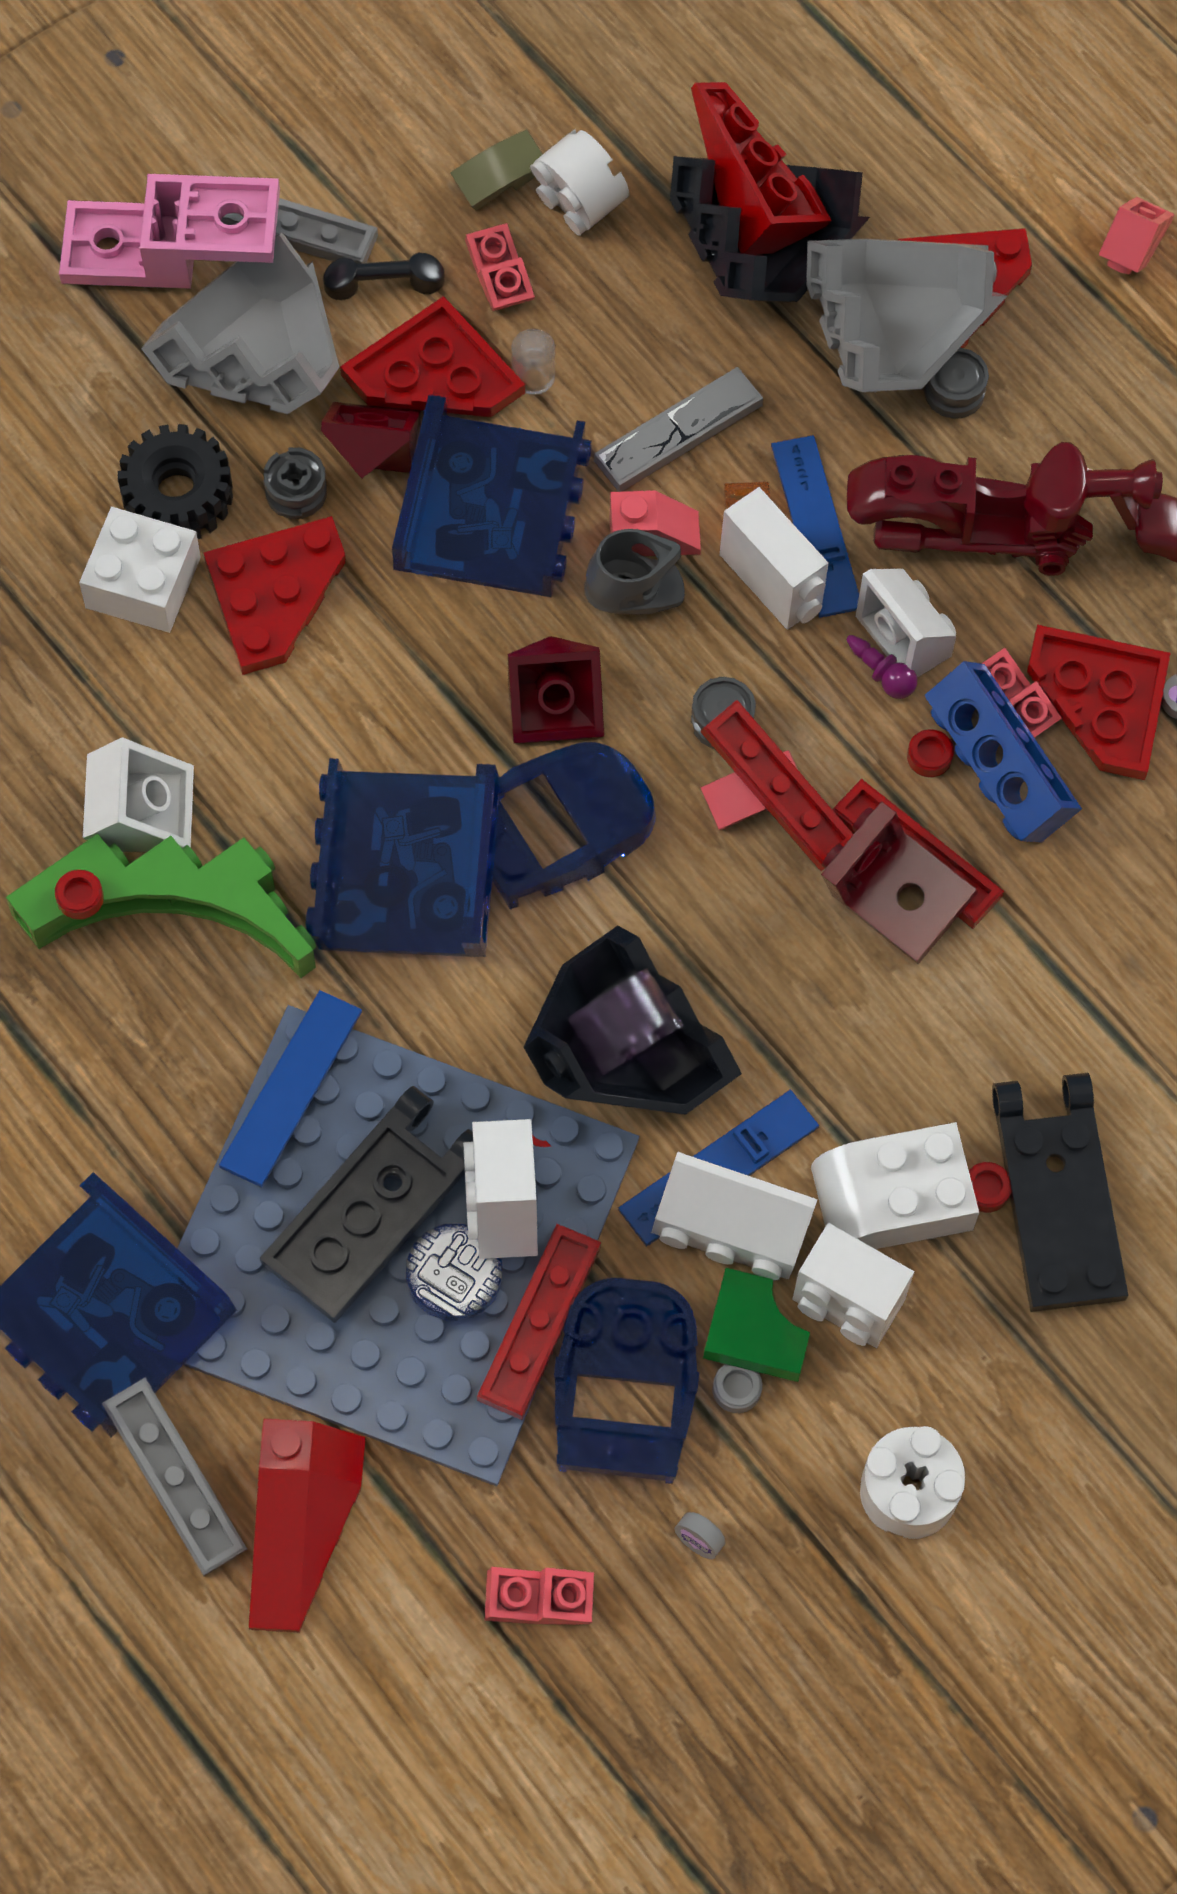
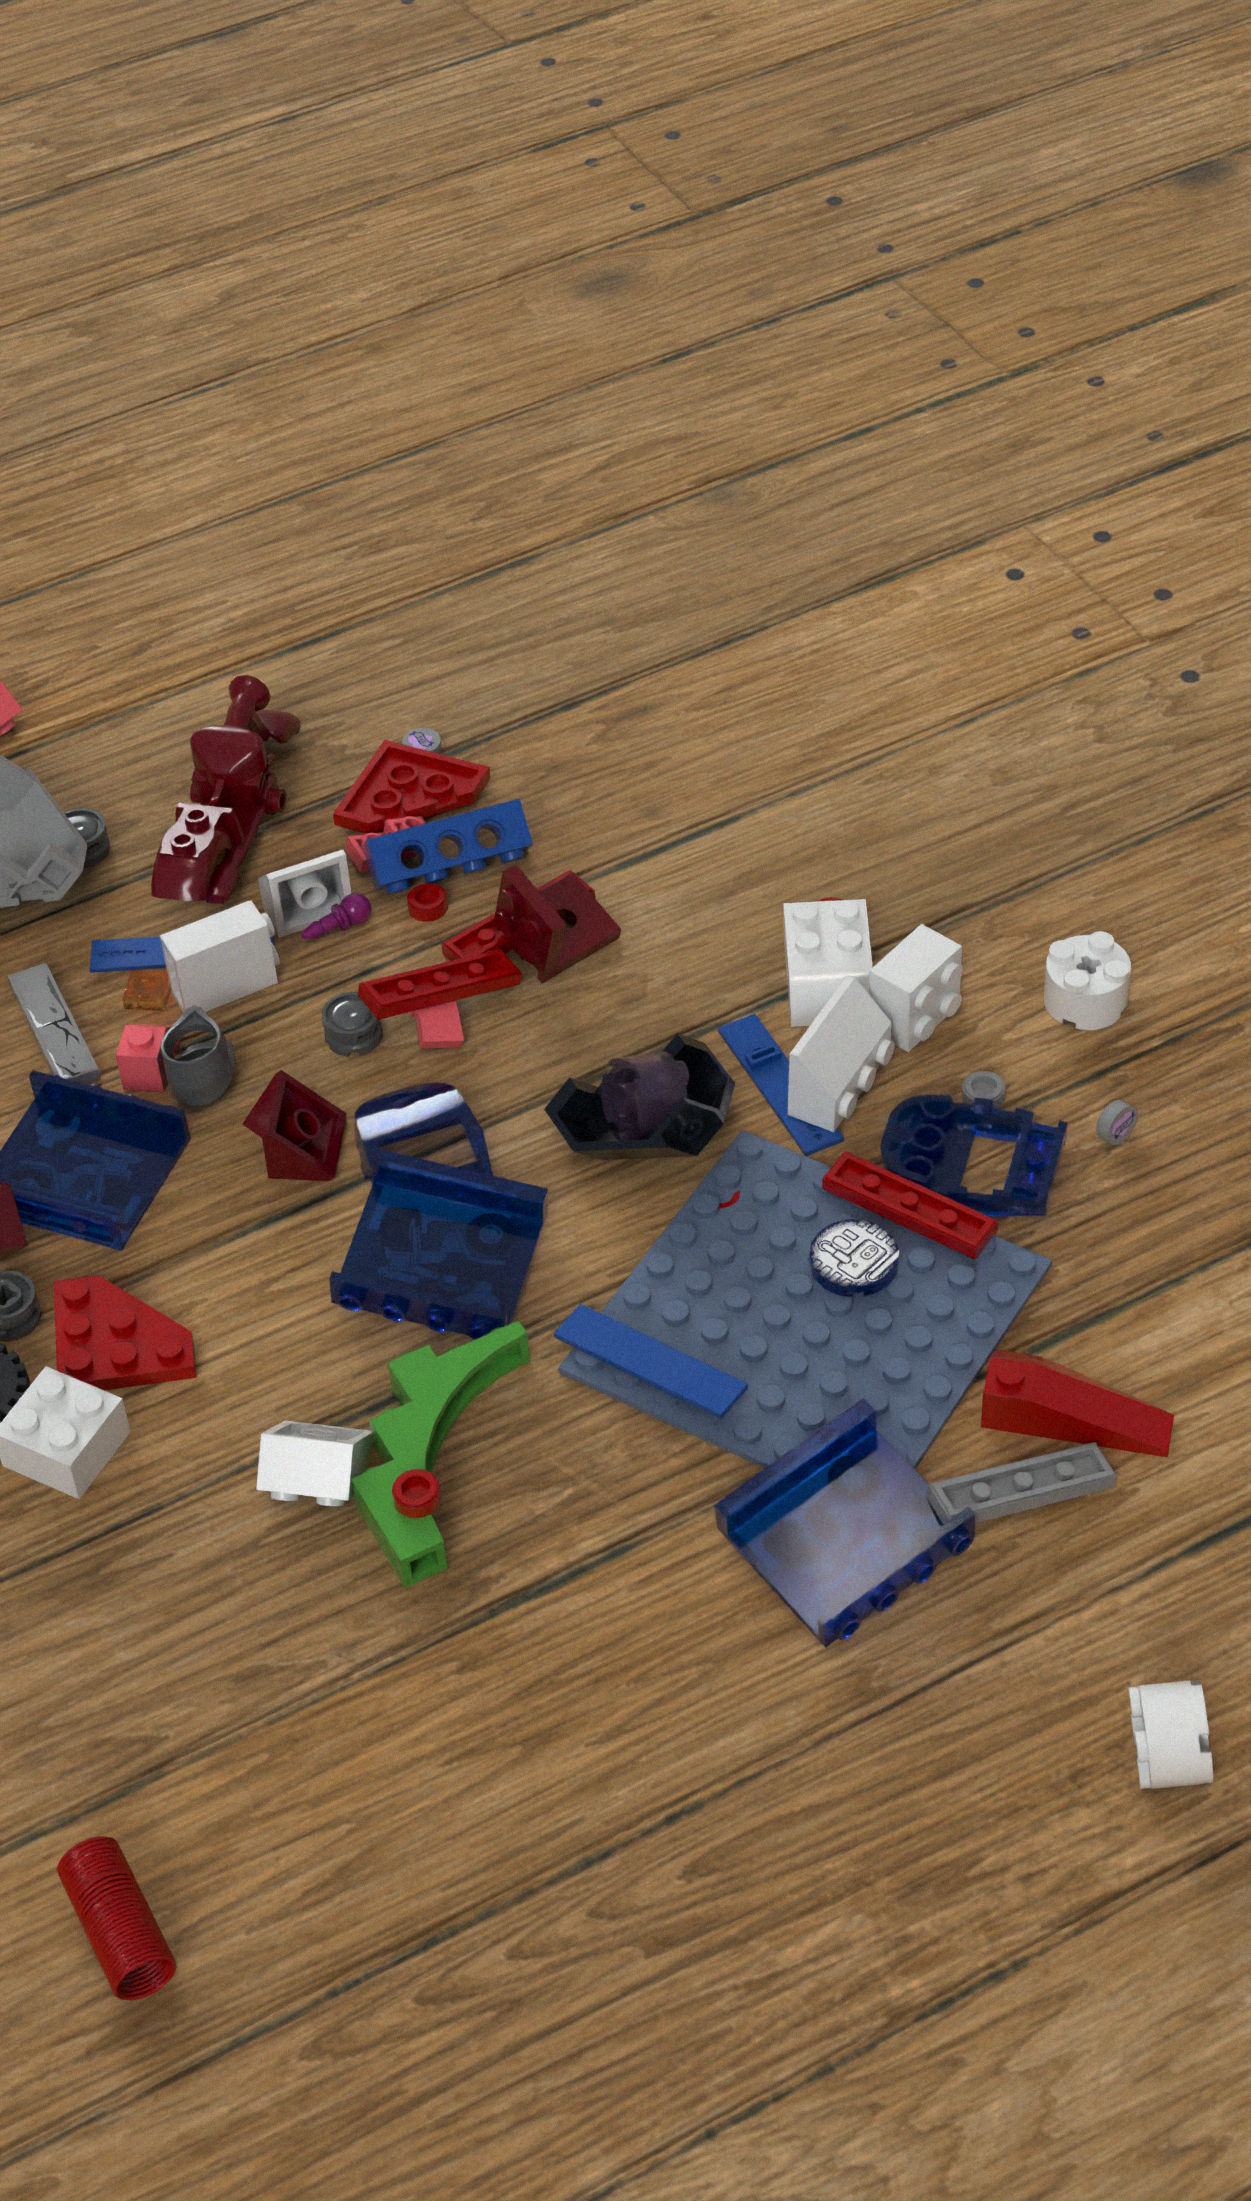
camera: 75 degrees left, 20 degrees down
(355, 1221) = (795, 1321): black hinge -> none
(501, 1189) = (795, 1186): white brick -> none
(538, 1596) = (1158, 1240): coral slope -> none
(752, 1331) = (937, 1069): green tile -> none
(1065, 1215) = (874, 870): black hinge -> none

